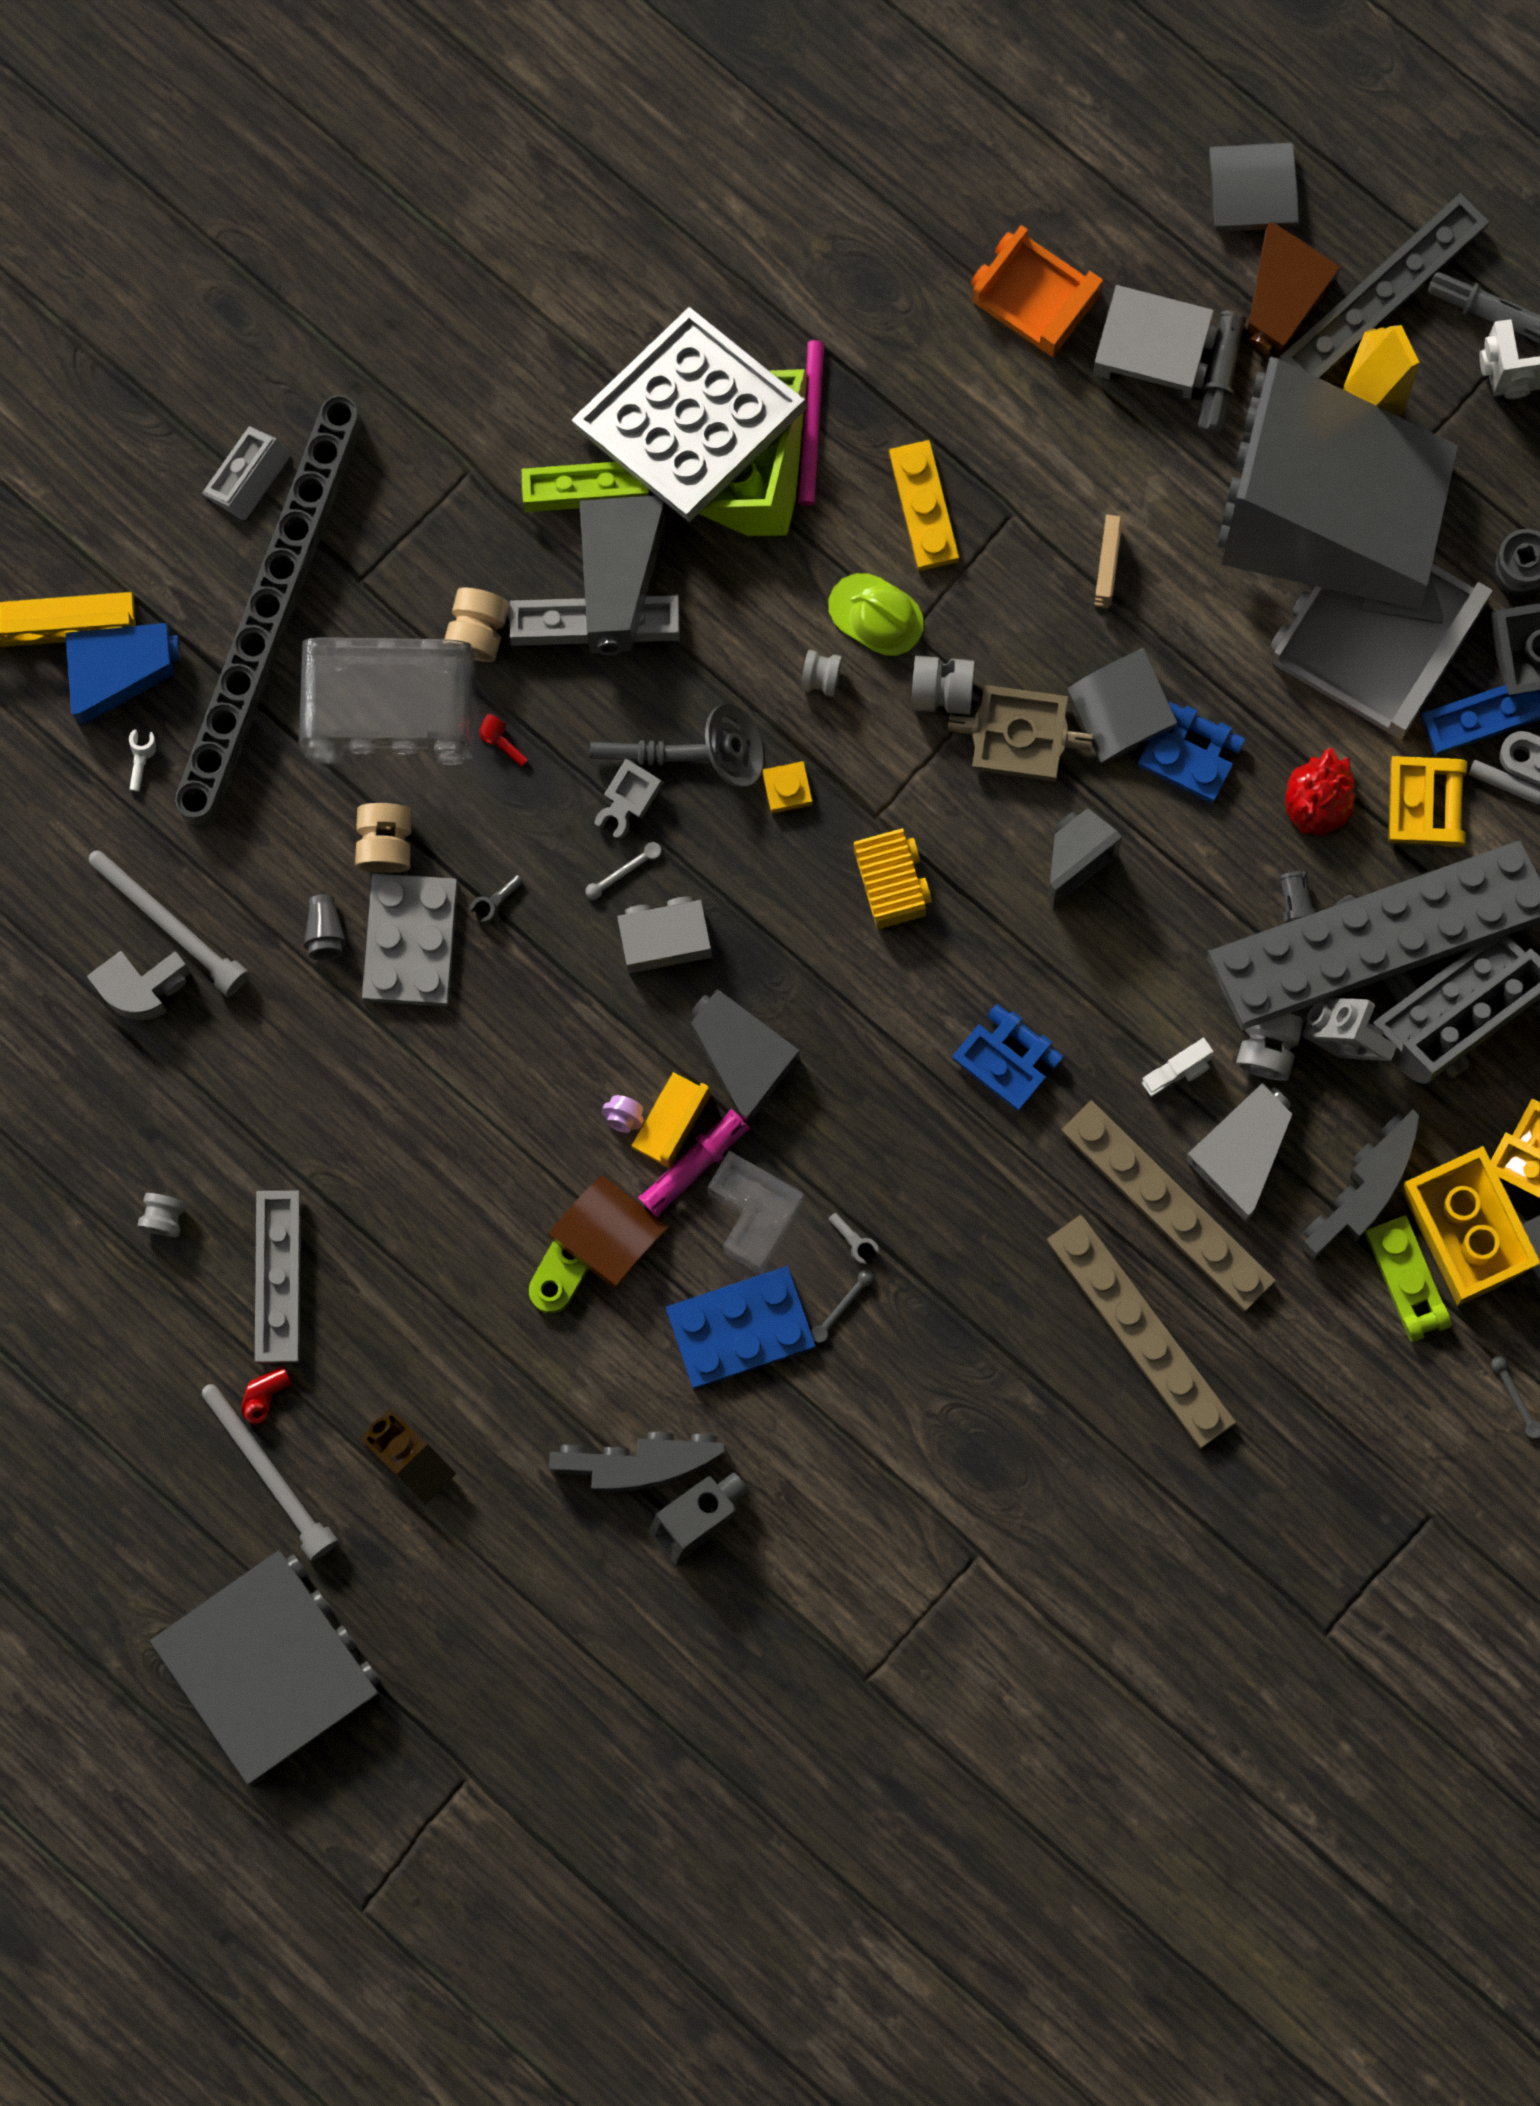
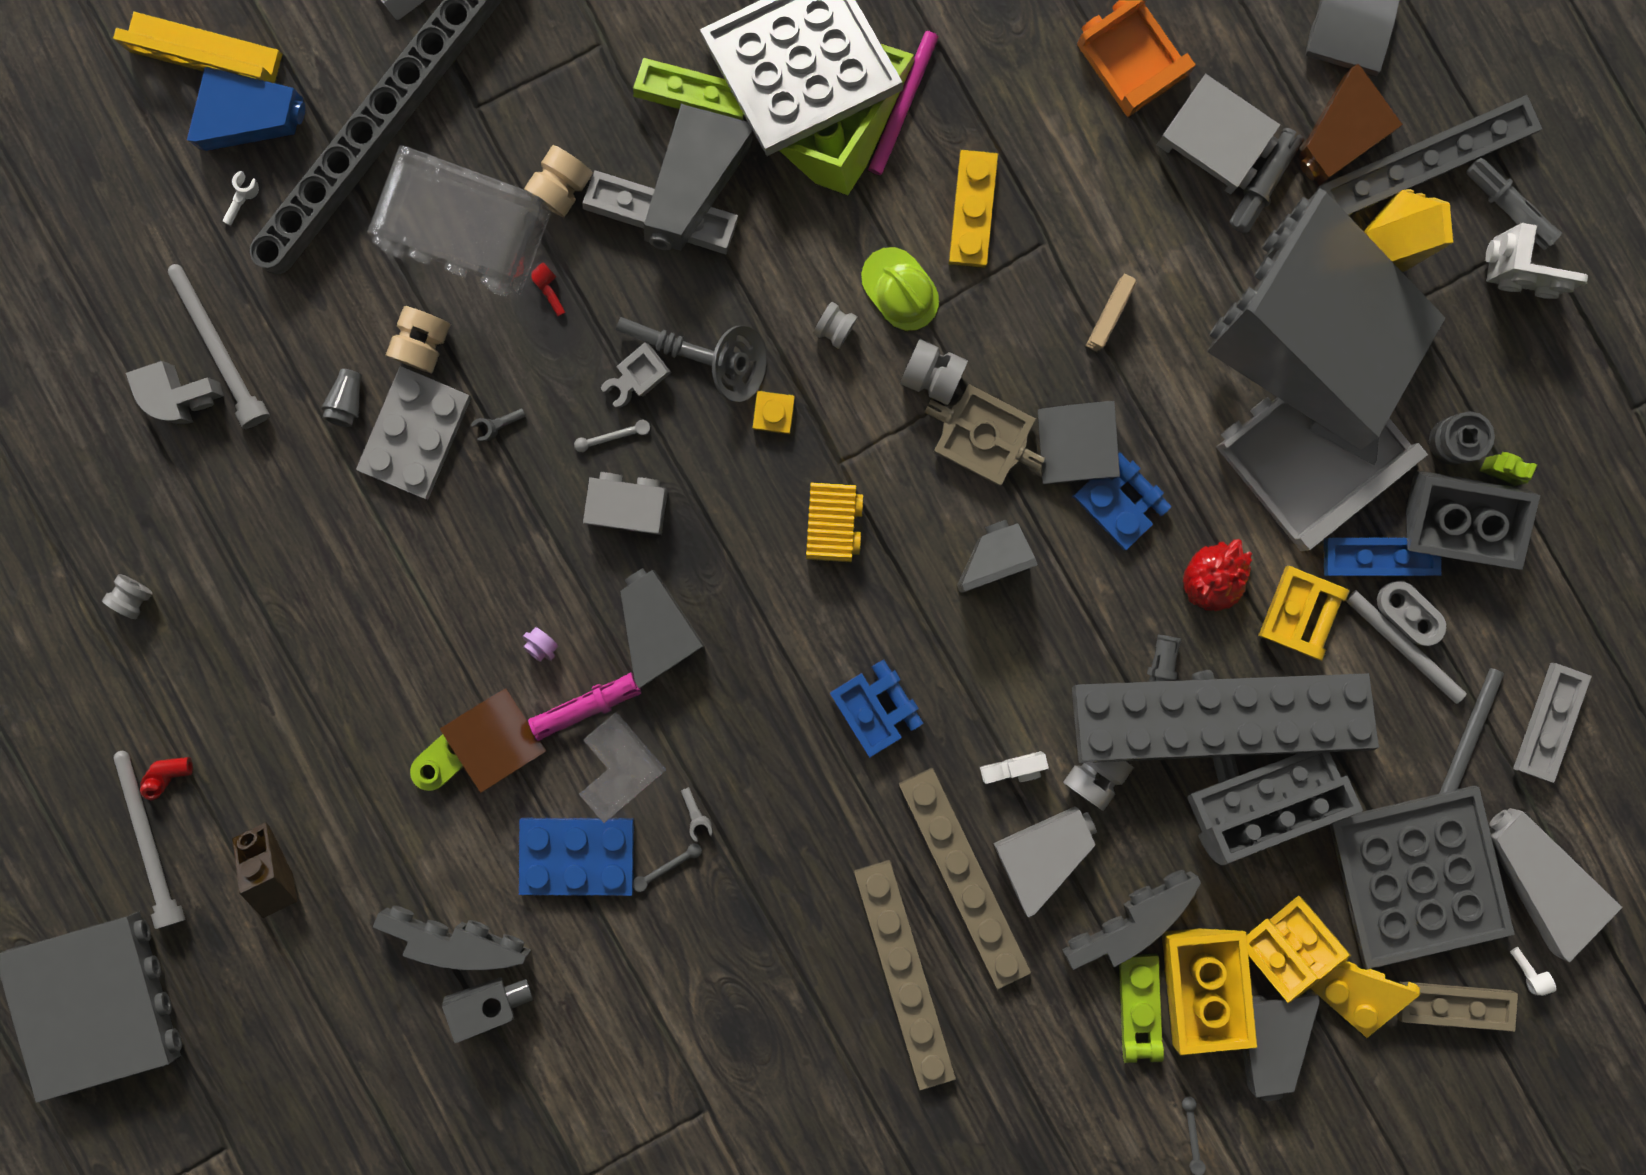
camera: 10 degrees right, 10 degrees up
(277, 1277) = (207, 682): light grey plate -> none
(671, 1119) = (578, 662): yellow panel -> none
(1344, 1030) = (1169, 791): light grey bracket -> none

